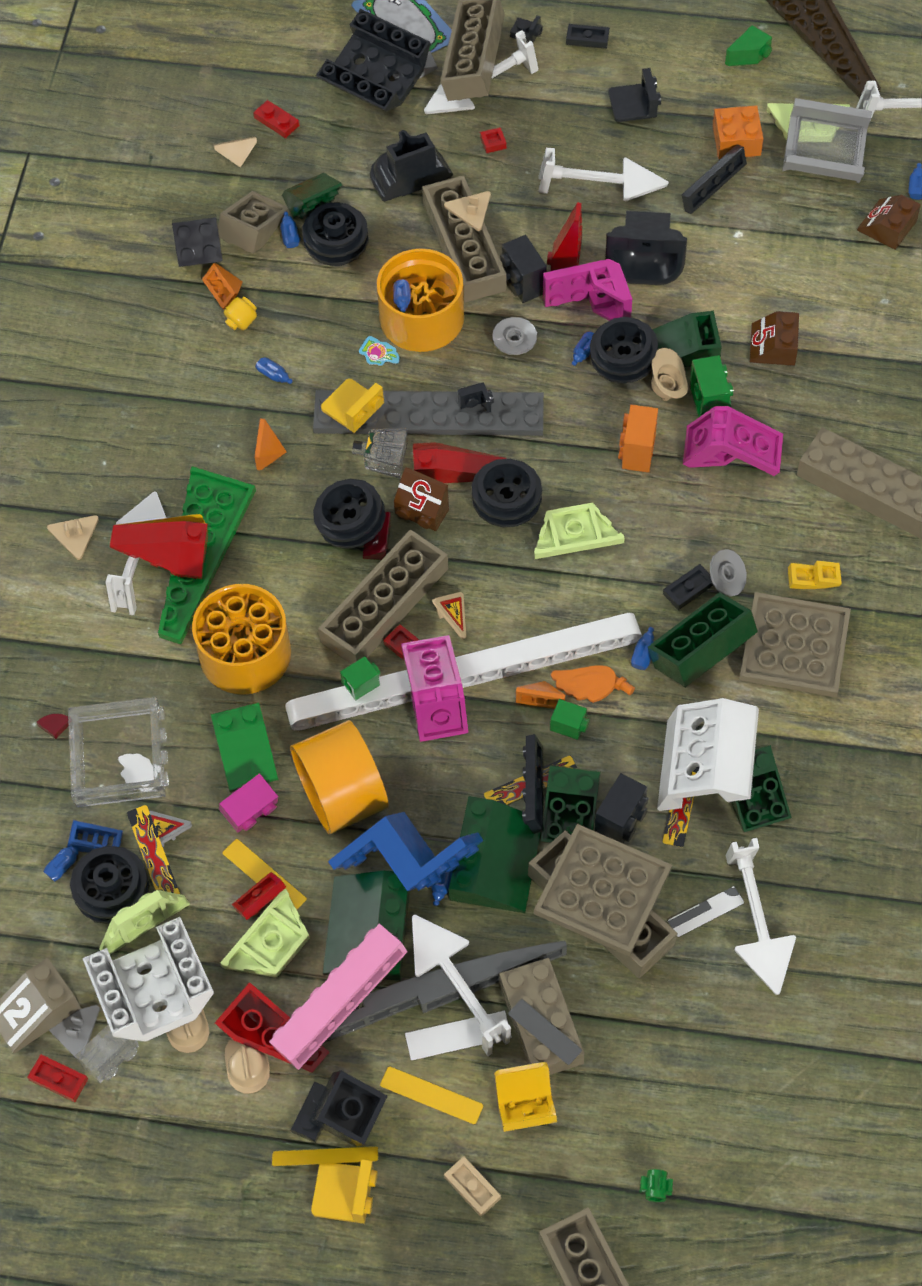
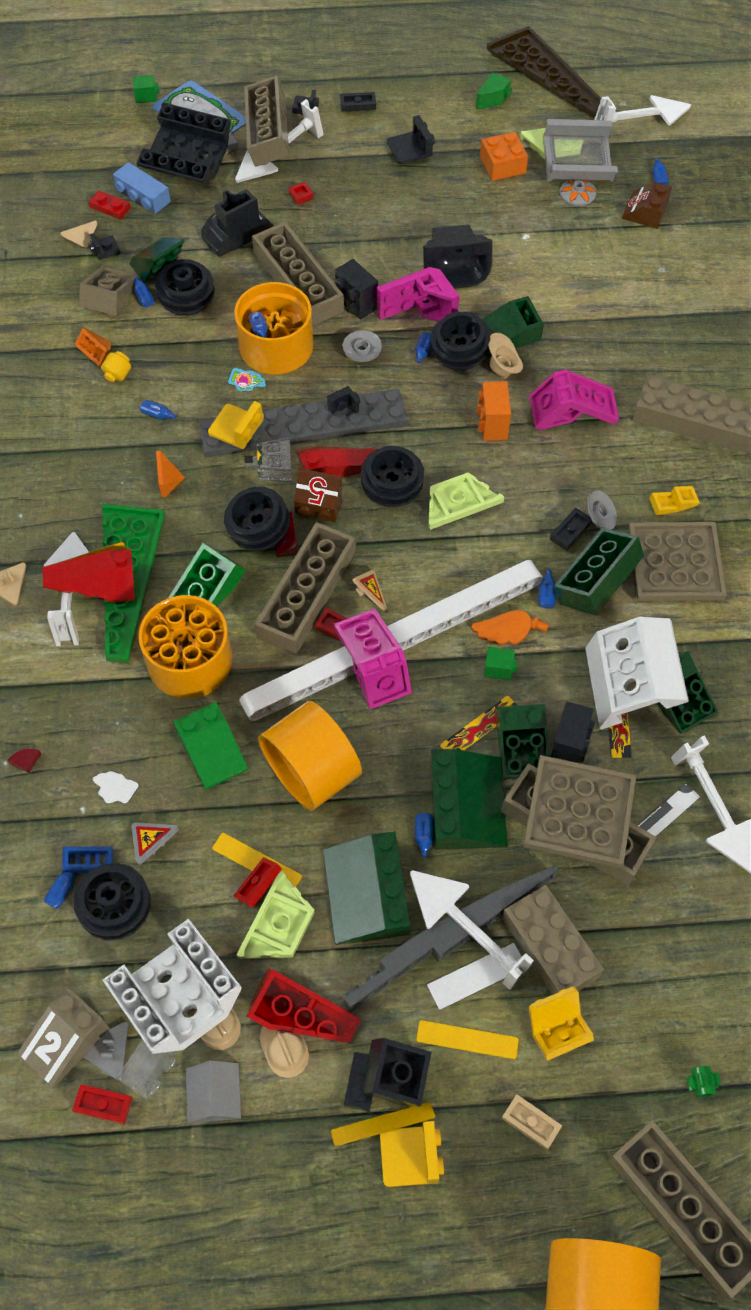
camera: 15 degrees left, 0 degrees up
(121, 792) = (102, 811): clear window -> none
(141, 917) = (150, 927): yellowish green wing -> none
(152, 850) = (148, 864): sticker -> none
(167, 1090) = (213, 1092): none -> light grey slope
(197, 240) = (64, 310): black brick -> none
(249, 803) = (227, 796): dark pink brick -> none
(258, 169) = (103, 247): none -> black bracket
(284, 568) = (209, 576): none -> green slope
(315, 105) = (141, 188): none -> medium blue brick
(338, 996) = (360, 965): bright pink brick -> none
(360, 677) = (305, 661): green brick -> none
(406, 852) = (389, 813): blue bracket -> none
(470, 209) = (298, 247): tan piece -> none
(533, 788) = (487, 734): black plate -> none
(539, 694) = (468, 647): orange slope -> none
(545, 1032) = (563, 956): dark grey sticker -> none
(568, 242) = (389, 263): red wedge -> none
(635, 178) = (428, 206): white piece -> none
(709, 384) = (541, 357): green brick -> none
(714, 179) = (494, 195): black plate -> none
(775, 339) = (583, 312): reddish brown slope -> none
(814, 189) = (578, 192): none -> light grey dish

